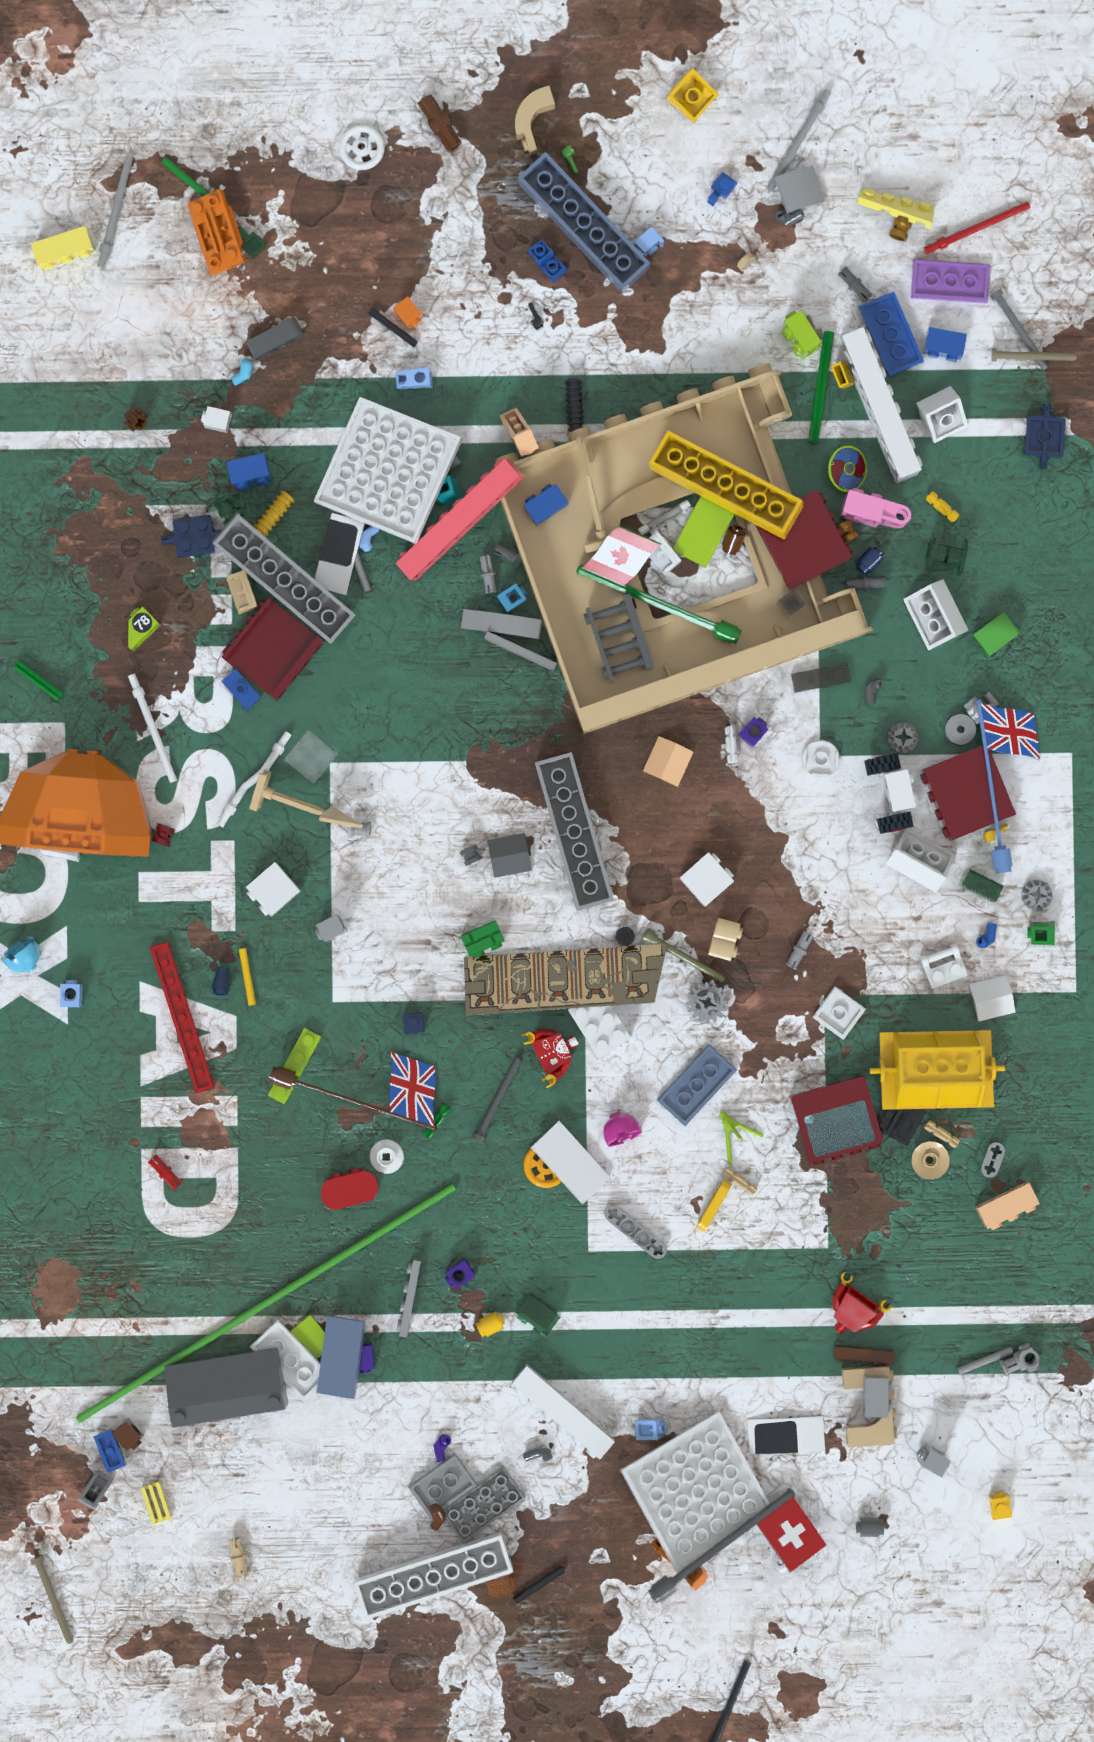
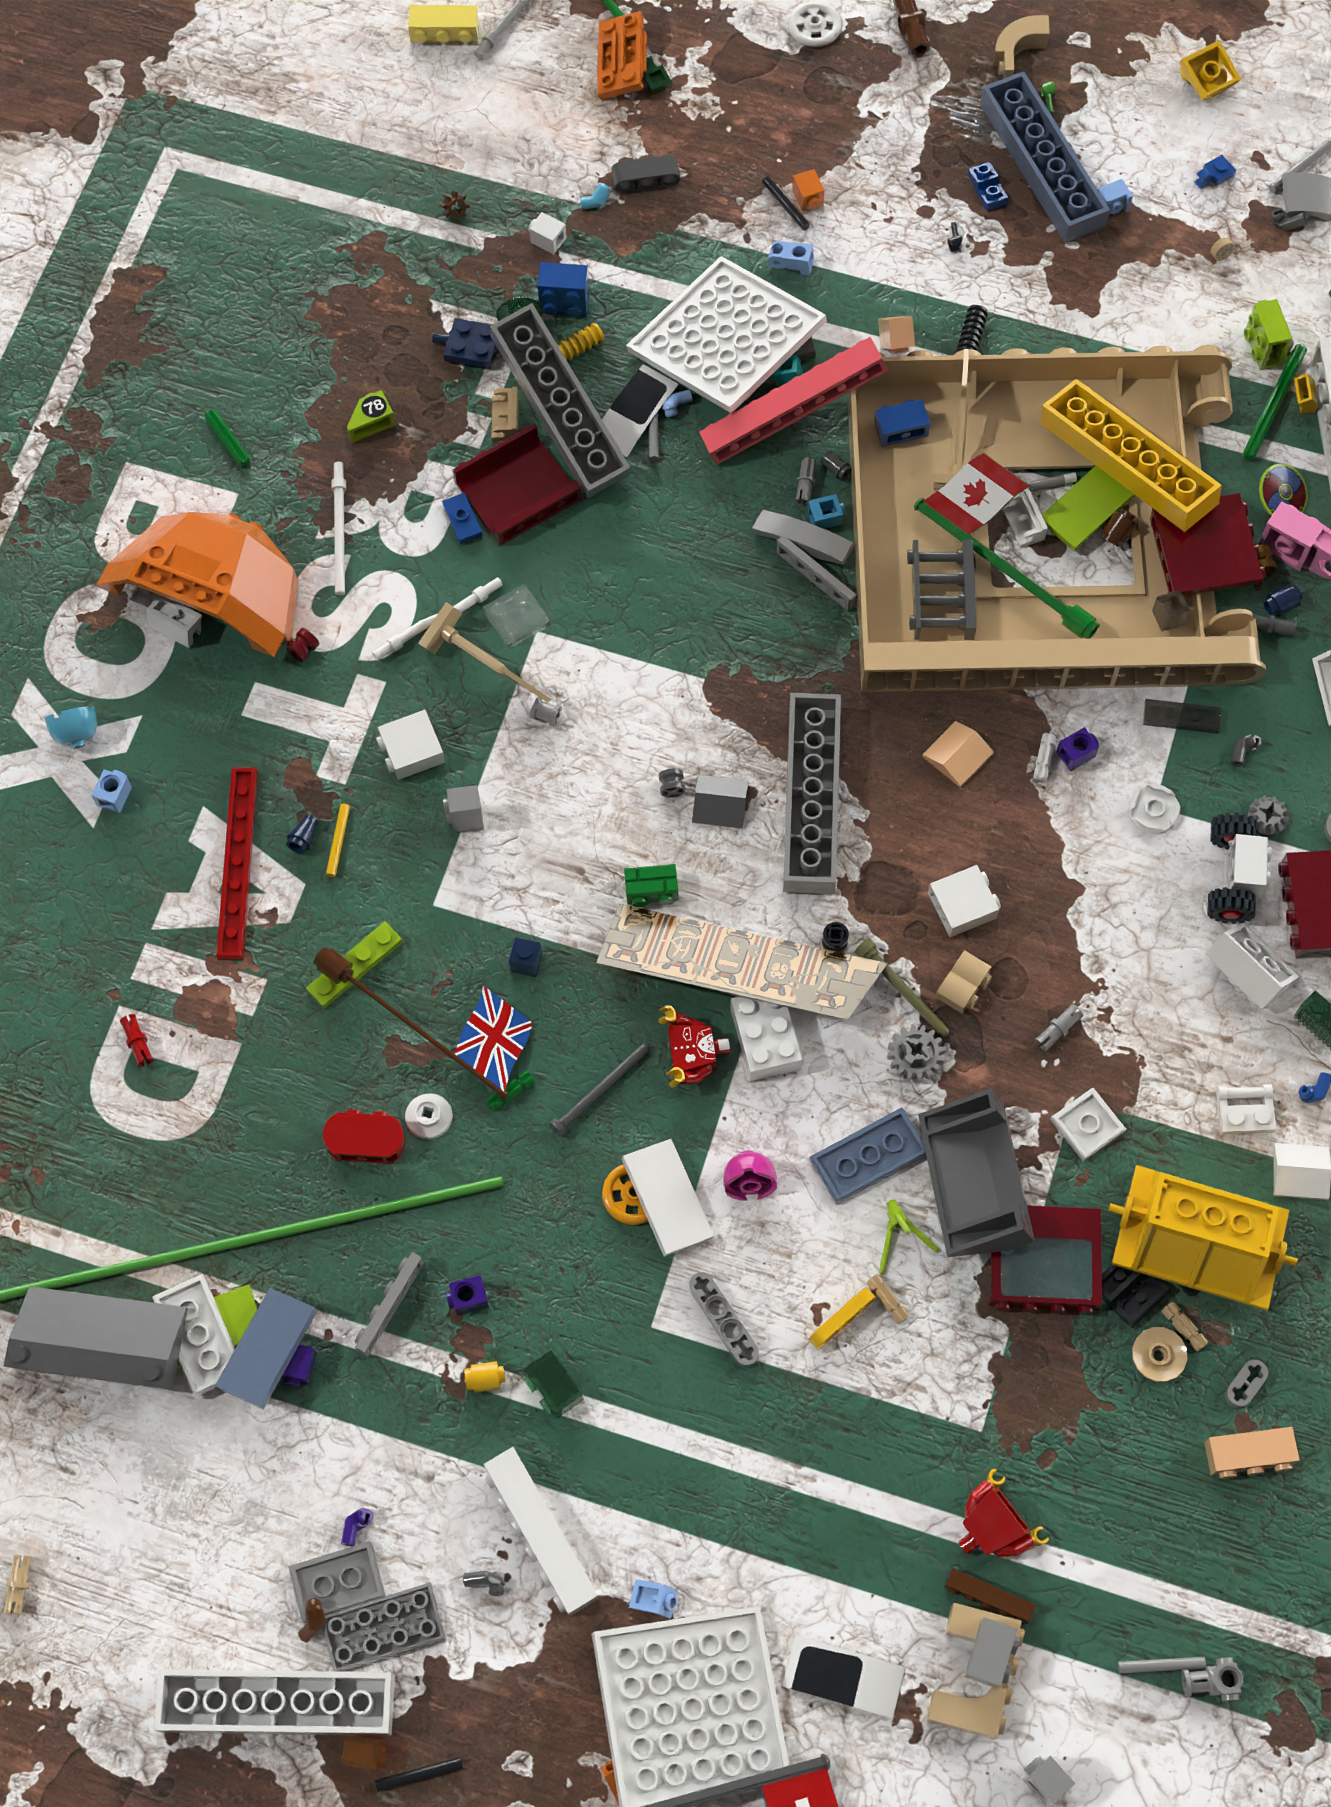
camera: 20 degrees right, 20 degrees down
(774, 1081) = (975, 1176): none -> dark grey slope

